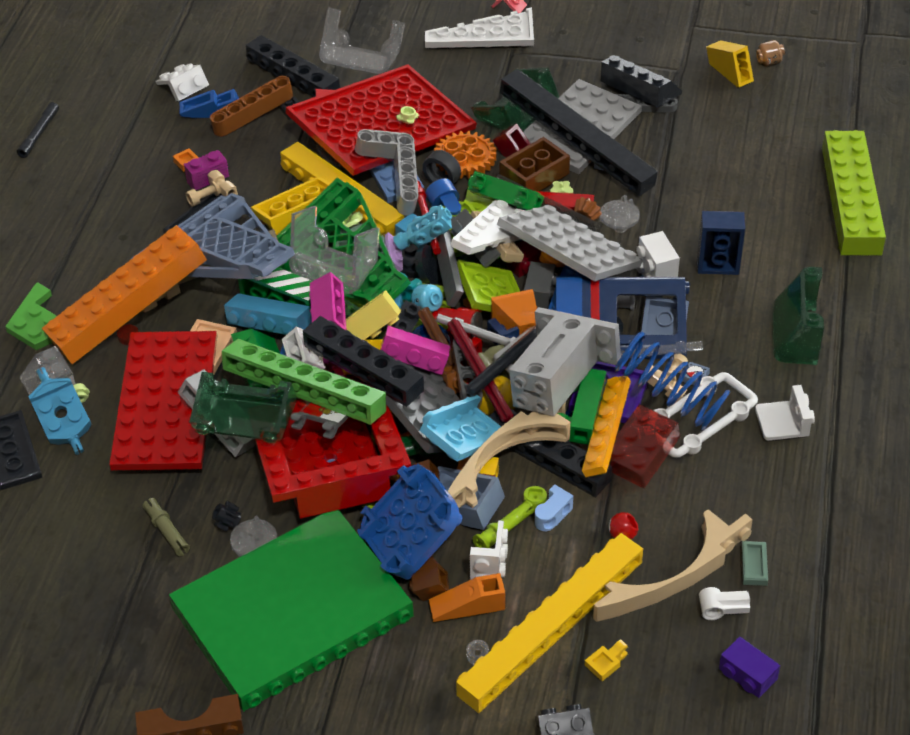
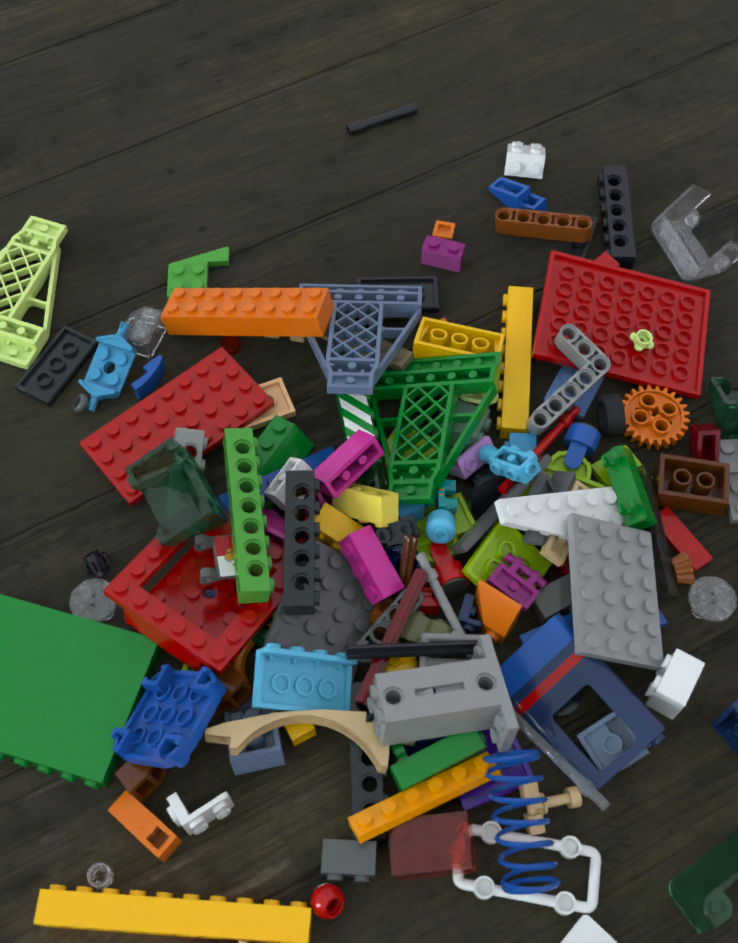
camera: 50 degrees right, 15 degrees up
(61, 451) = (80, 403): none -> dark grey piece
(82, 392) = (140, 361): yellowish green plate -> none
(98, 395) = (153, 374): none -> blue slope
(162, 520) = (56, 533): olive pin -> none
(217, 186) = (431, 276): tan bar -> none
(266, 314) = (321, 420): dark azure brick -> none
(316, 259) = (400, 418): clear windscreen -> none
(488, 537) = (240, 788): lime pin -> none
(508, 283) = (514, 586): none -> magenta plate
(535, 495) = (305, 791): lime tile -> none
(554, 509) = (302, 819): light blue leg -> none
(561, 187) = (695, 524): yellowish green piece -> none
(606, 500) = (348, 860): none -> dark grey brick
(692, 369) = (575, 822): tile -> none

